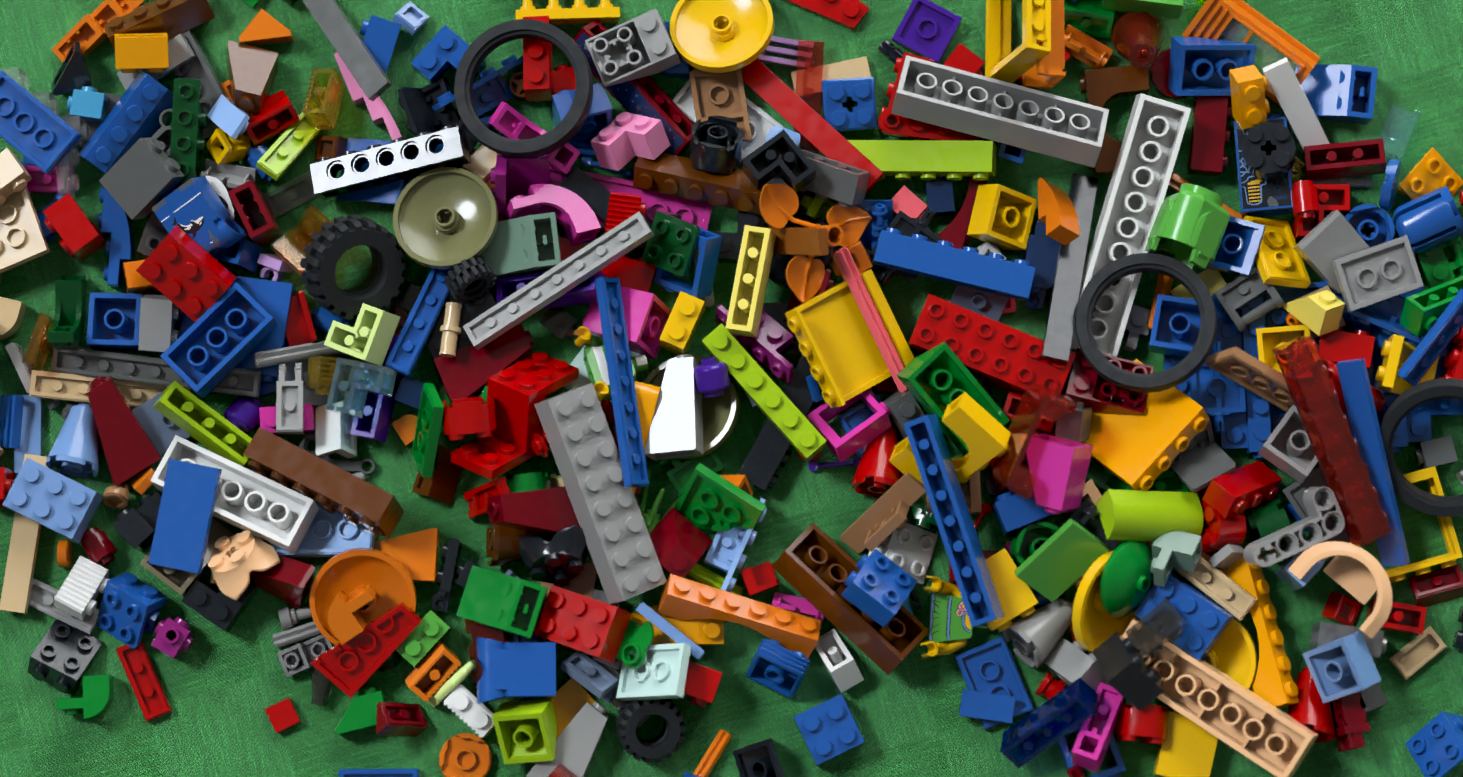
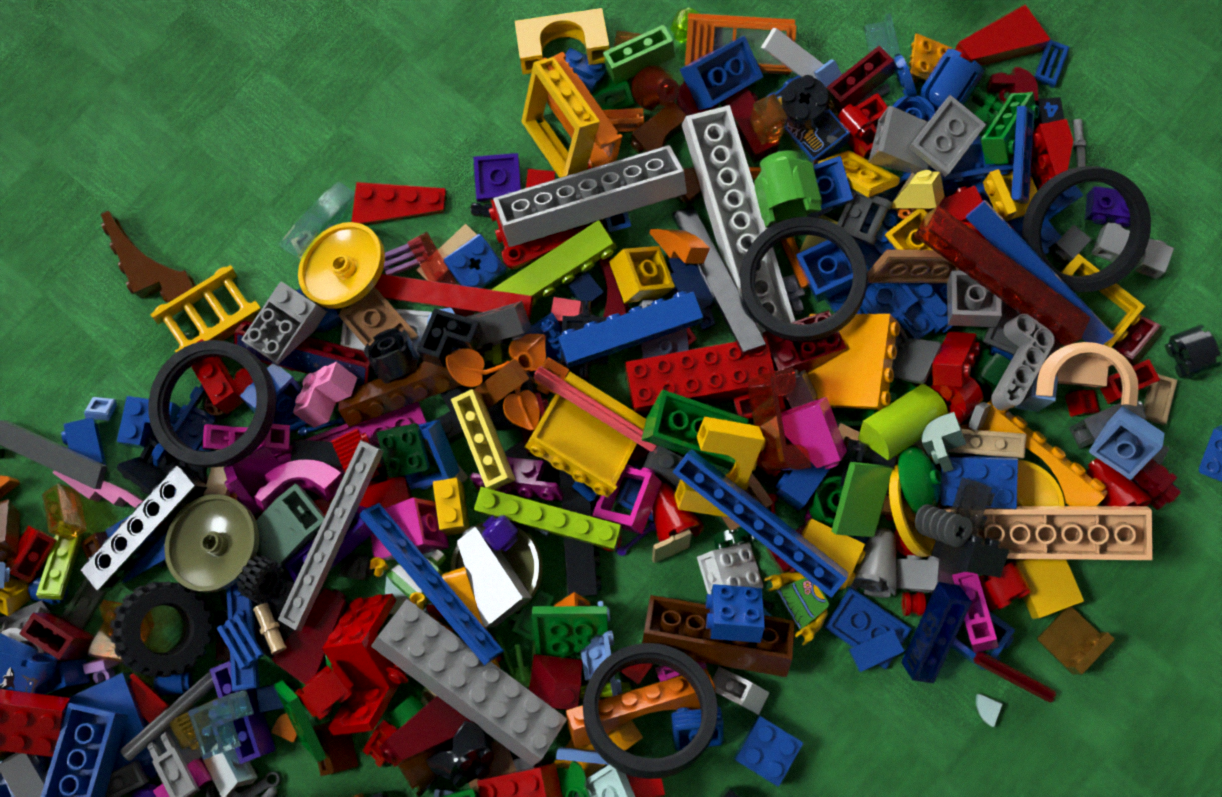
camera: 30 degrees left, 5 degrees down
(368, 337) = (204, 678): yellowish green brick -> none
(418, 302) = (231, 645): none -> blue tile
(780, 575) = (670, 658): none -> black tyre
(860, 490) = (671, 546): none -> tan piece
(884, 516) = (702, 554): medium nougat bracket -> none
(1116, 629) = (943, 525): none -> dark grey piece
(1220, 145) = (768, 119): none -> clear orange brick
(1248, 96) = (763, 74): light orange brick -> none
(1316, 133) = (828, 72): none -> medium blue tile
(1342, 92) = (828, 34): blue slope -> none

